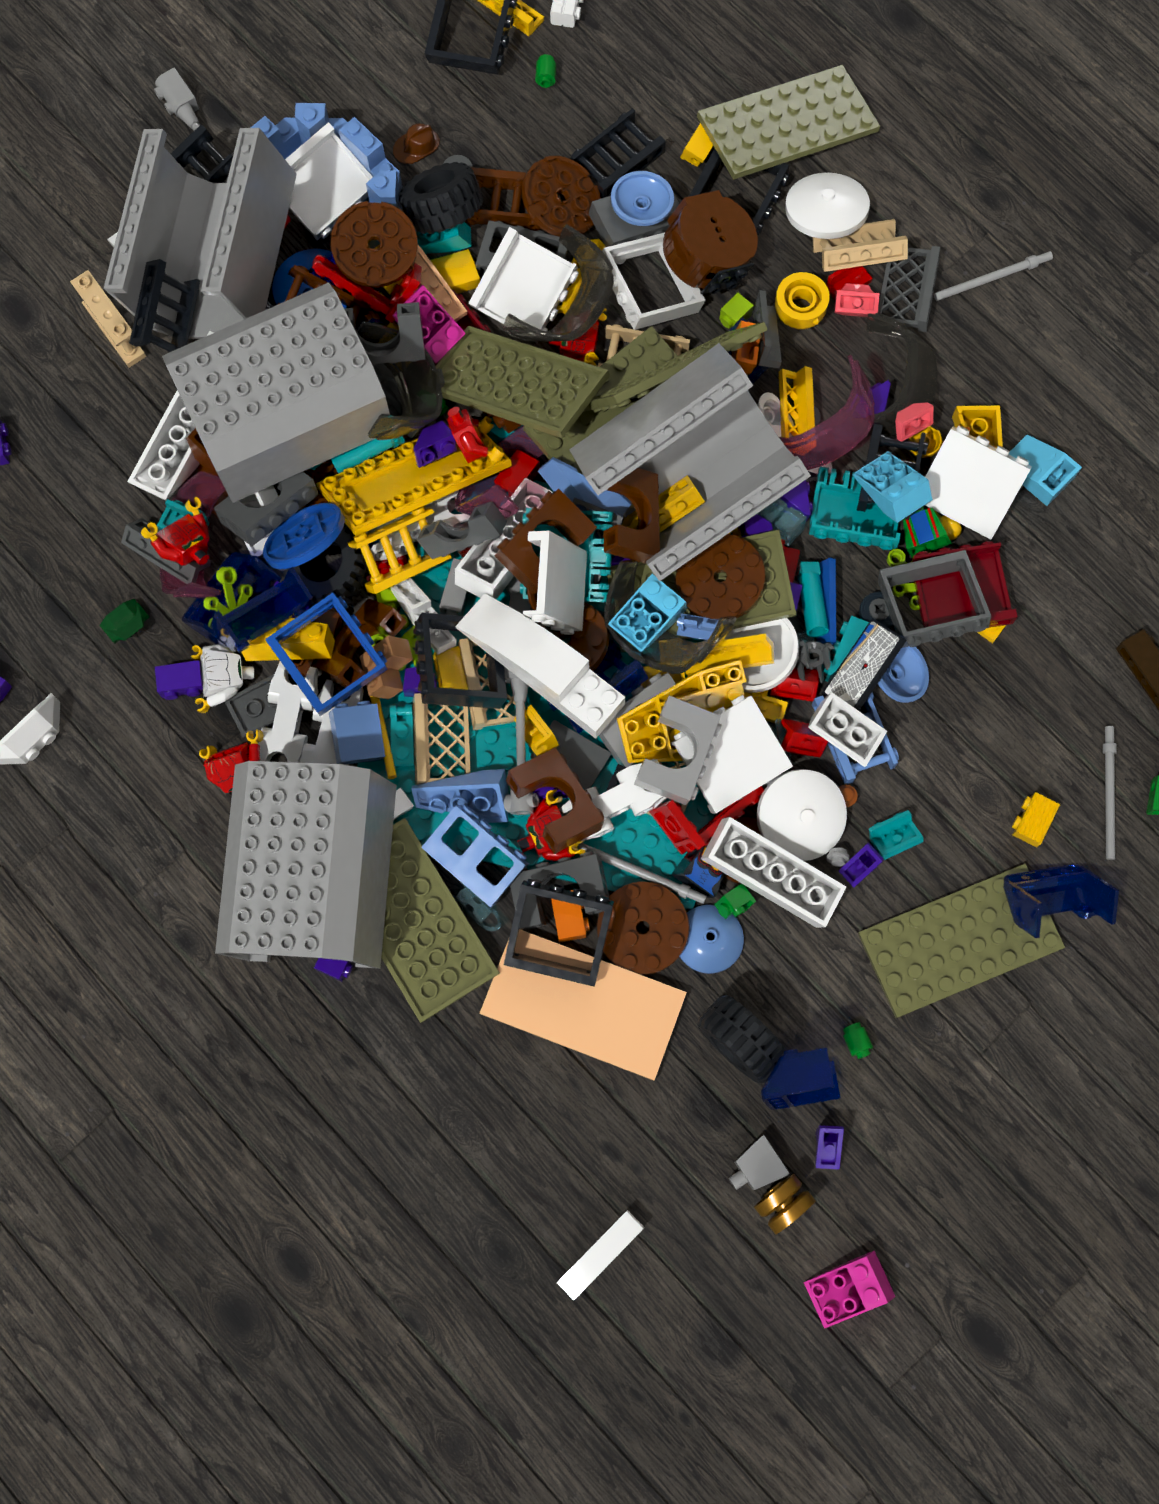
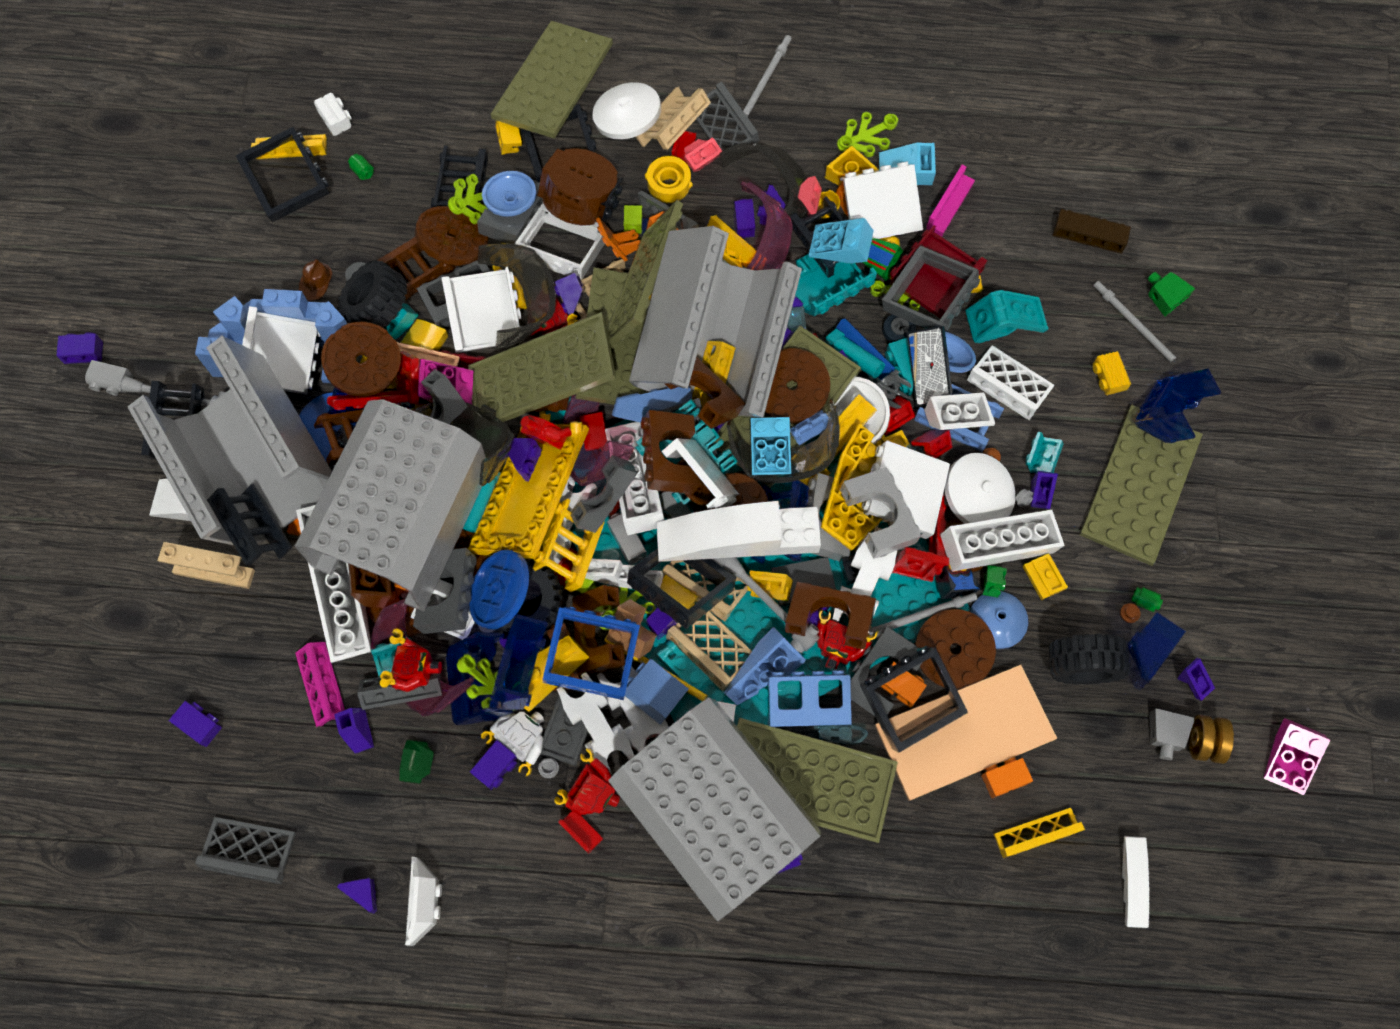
camera: 45 degrees left, 5 degrees down
(101, 553) = (354, 729): none -> dark purple slope
(110, 494) = (322, 680): none -> dark pink fence
(176, 49) = (79, 348): none -> dark purple brick
(196, 794) = (581, 831): none -> red panel
(221, 720) = (548, 768): none -> light grey plate
(555, 1147) = (1041, 840): none -> yellow fence
(579, 1071) = (1007, 777): none -> orange piece
(606, 177) = (458, 204): none -> lime plant
(612, 332) = (571, 291): none -> dark purple slope
(696, 318) = (618, 241): none -> orange plate
(786, 939) = (1045, 576): none -> yellow plate
(830, 1038) = (1130, 613): none -> dark orange plate
(834, 392) = (744, 218): none -> dark purple slope
(915, 746) = (1003, 391): none -> white fence
(989, 679) = (1003, 313): none -> teal bracket
(1031, 407) = (867, 135): none -> lime plant
(1047, 535) = (950, 201): none -> dark pink fence

